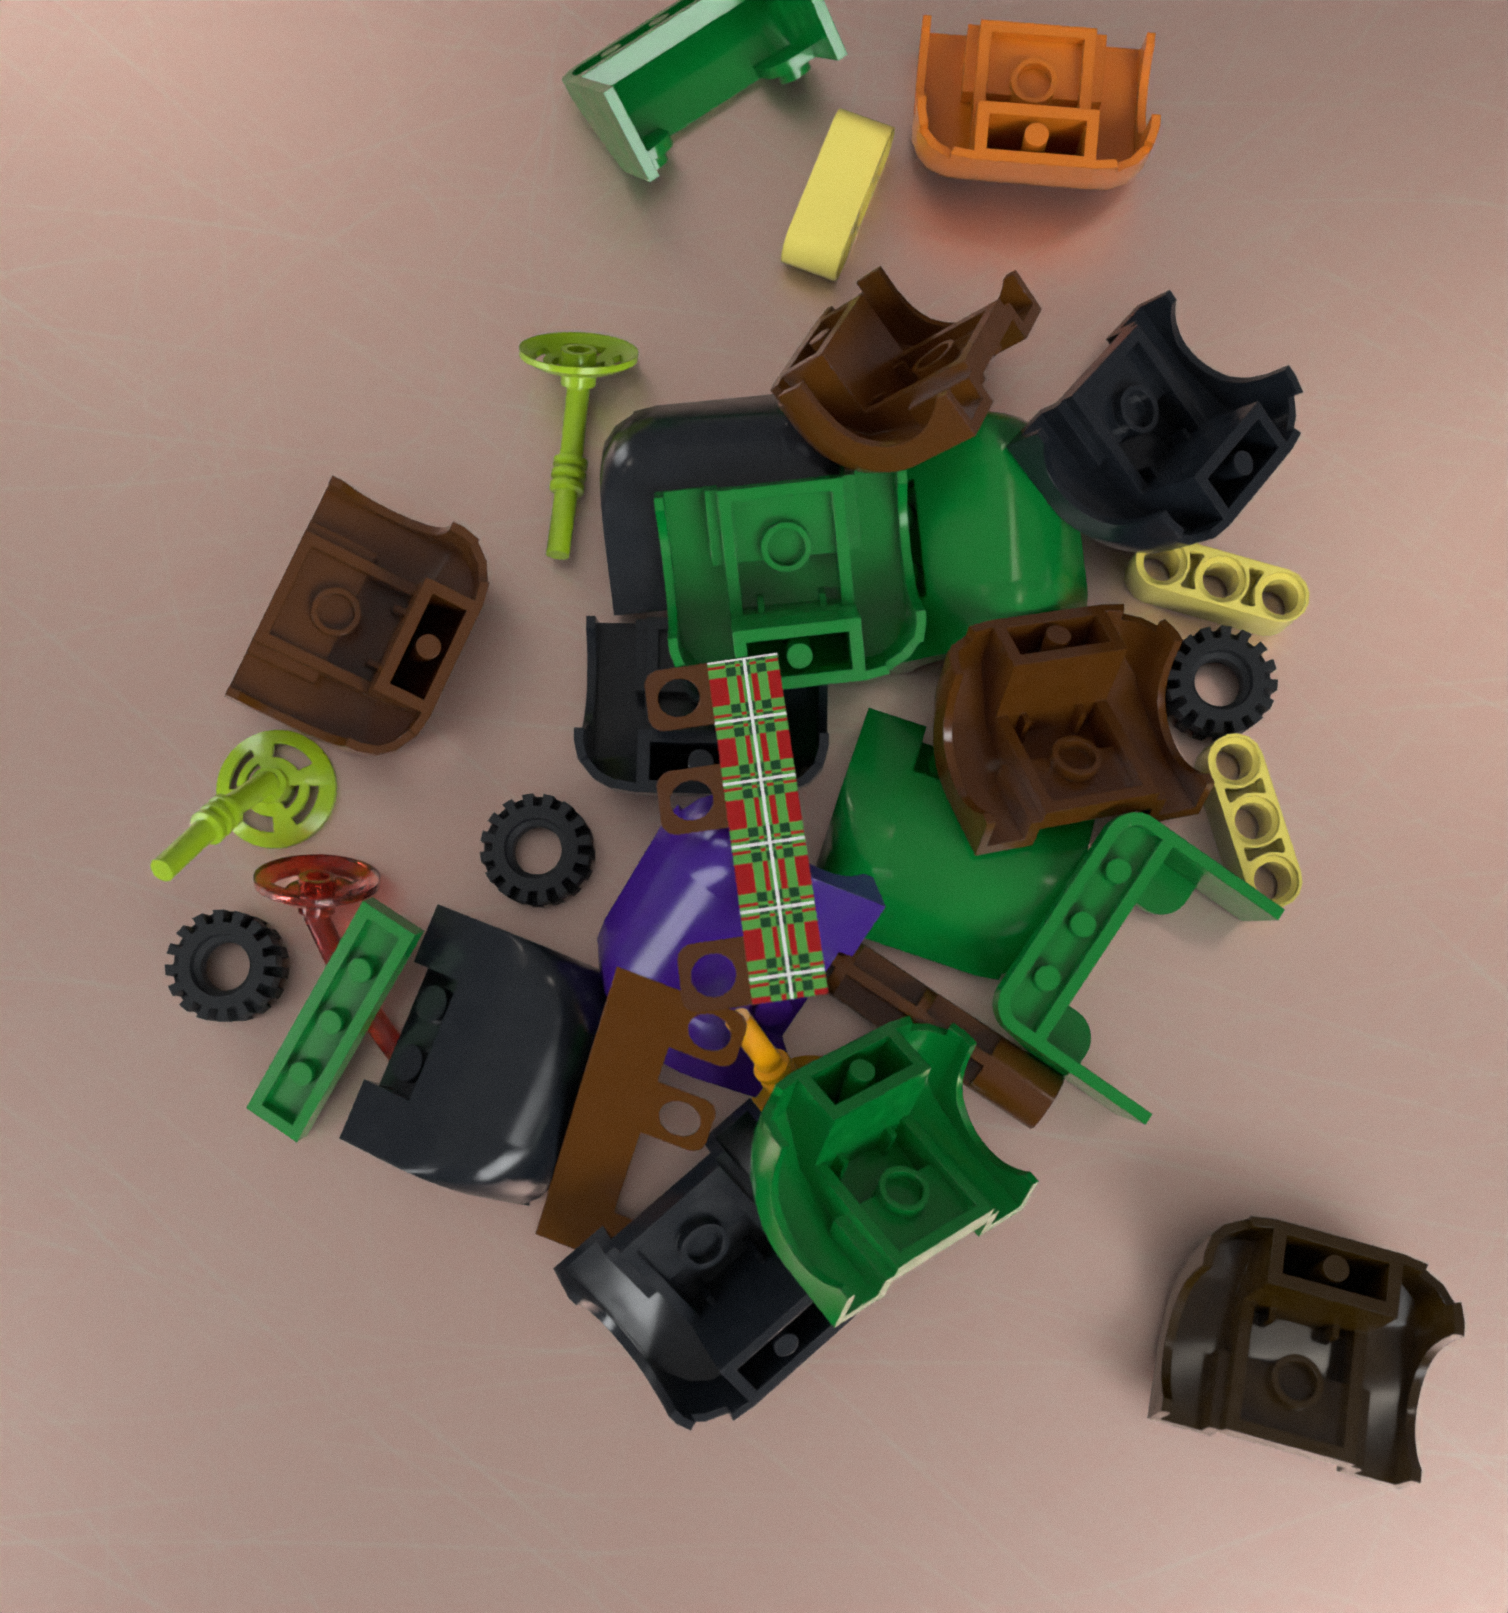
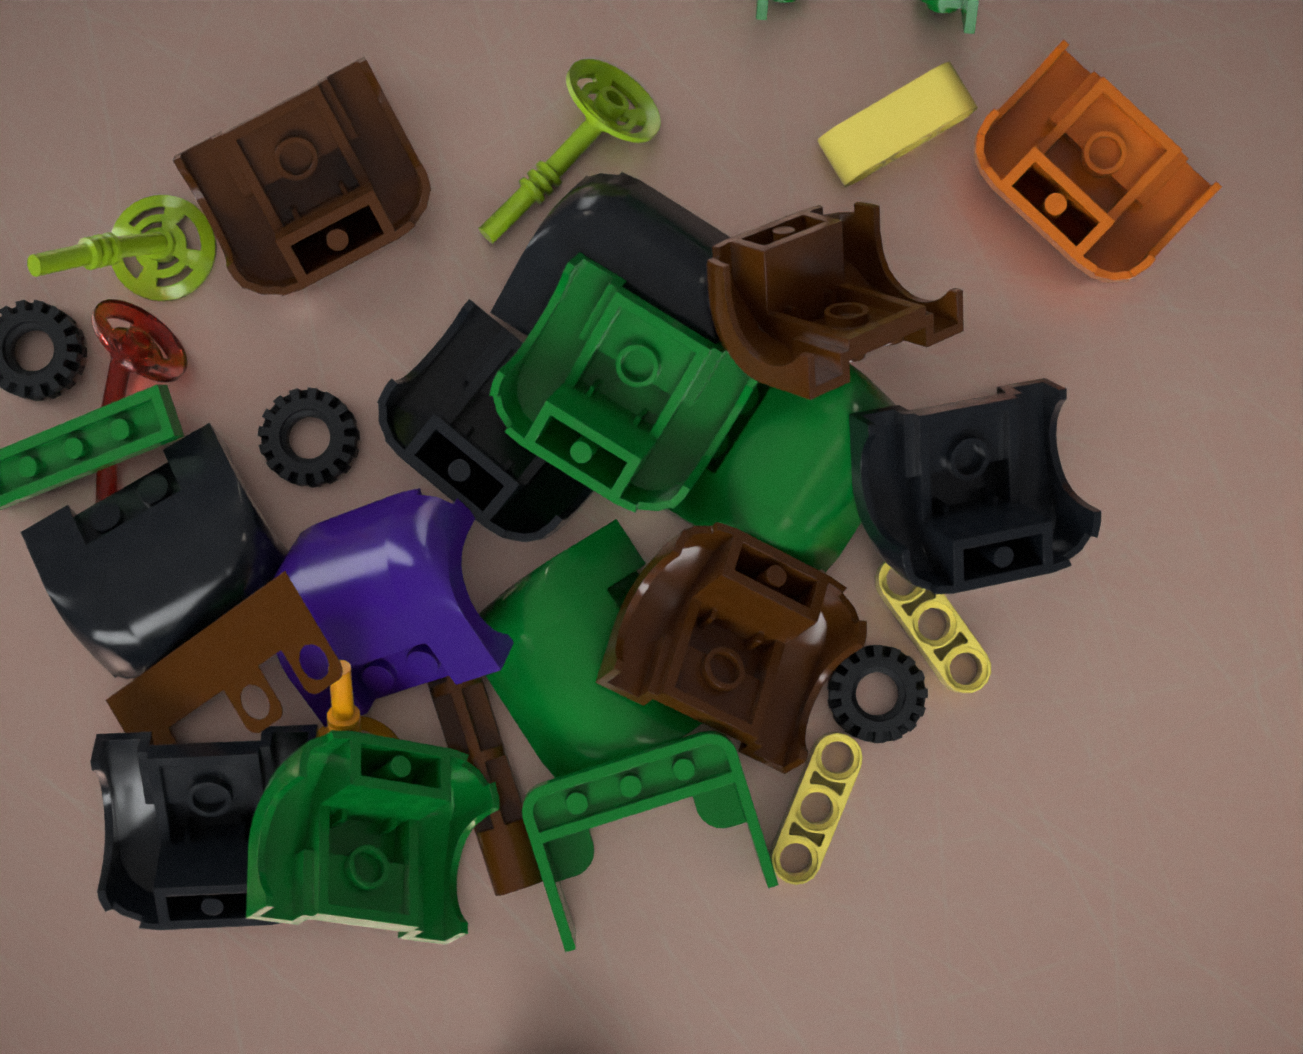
camera: 35 degrees right, 5 degrees up
(761, 807) = (464, 542): piece -> none

